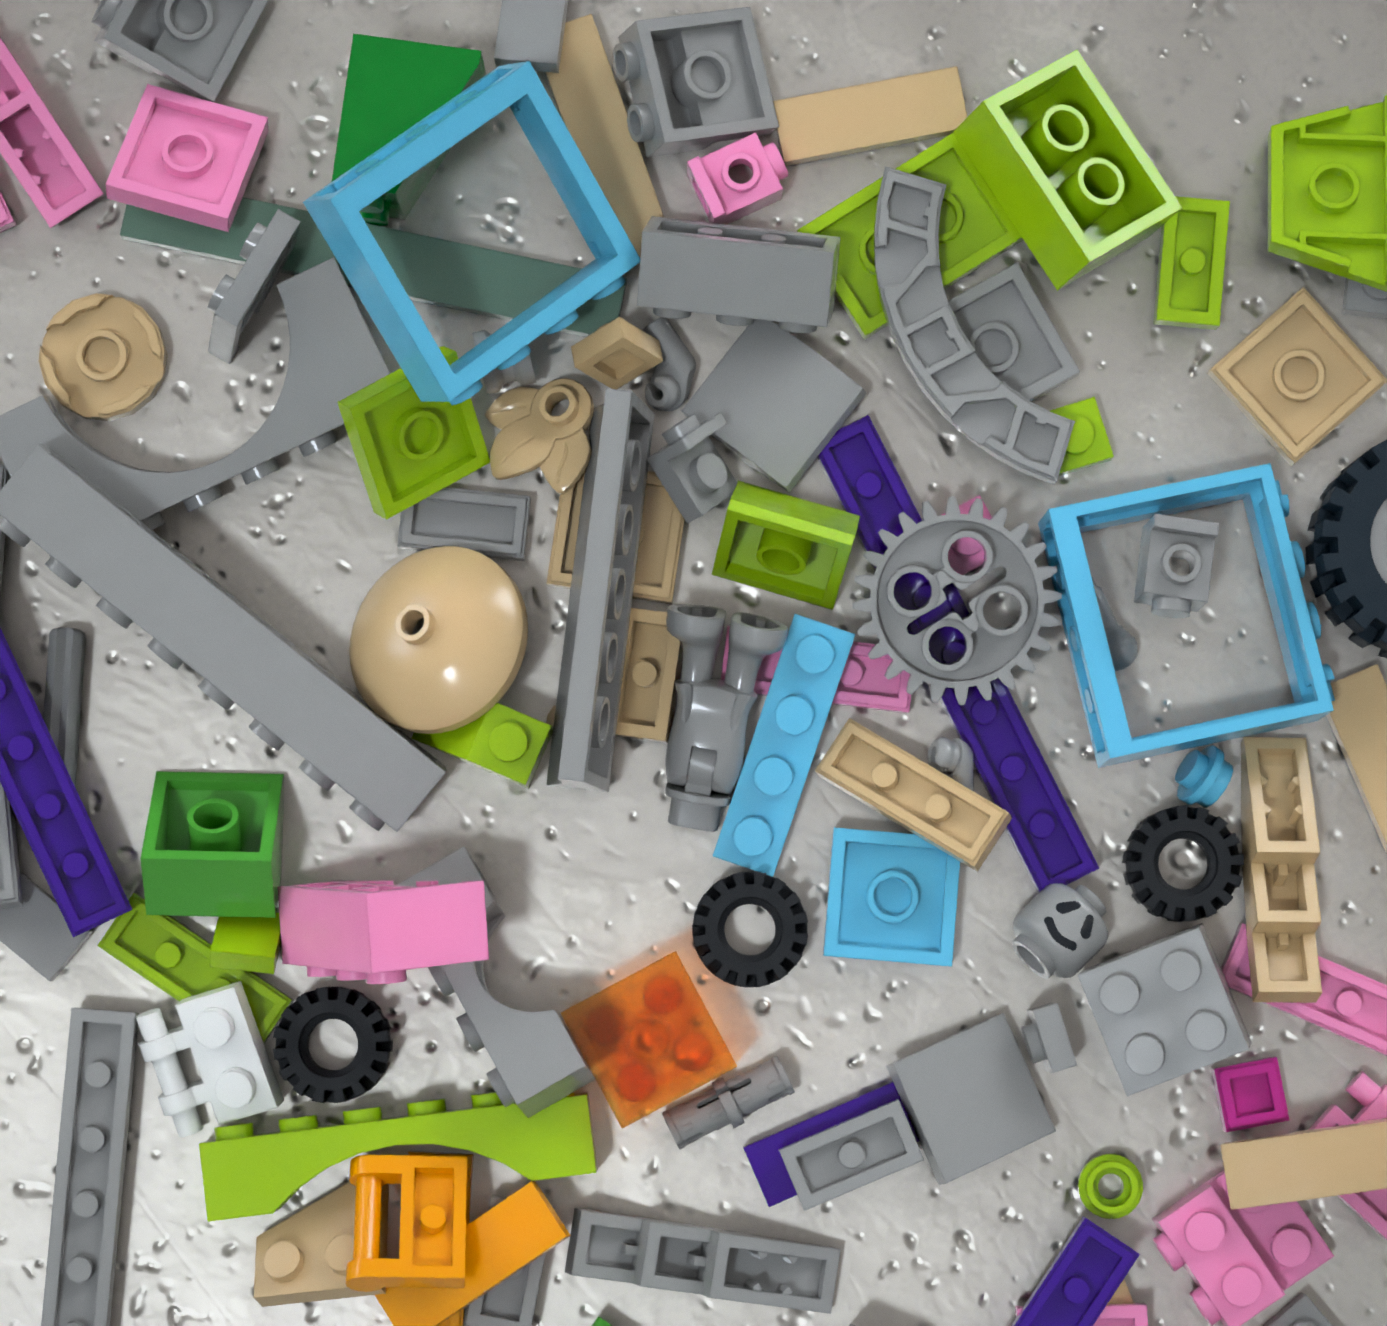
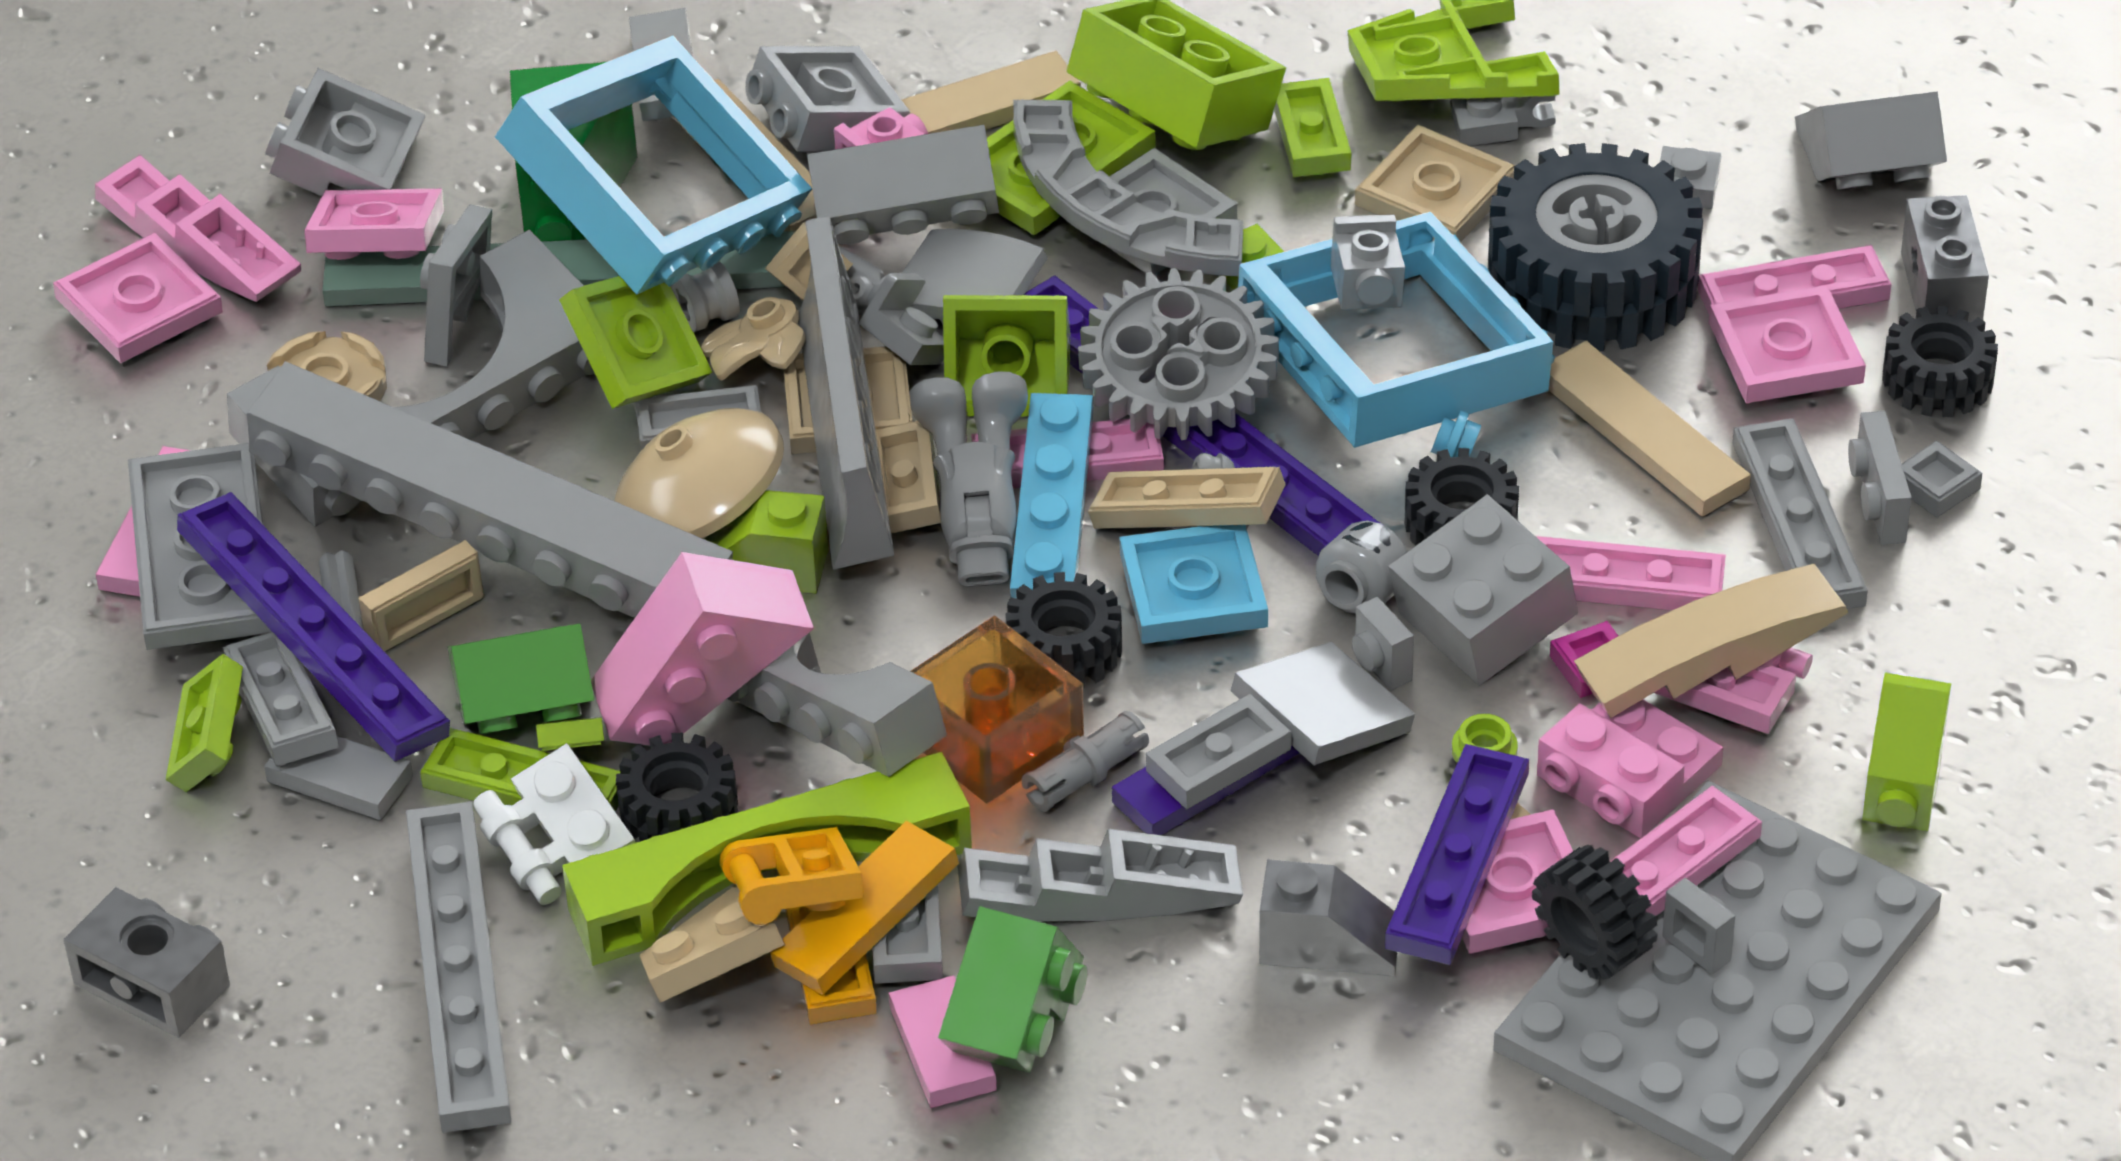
camera: 10 degrees left, 40 degrees down
(139, 718) = (422, 596): none -> tan tile
(1279, 869) = (1554, 488): tan slope -> none

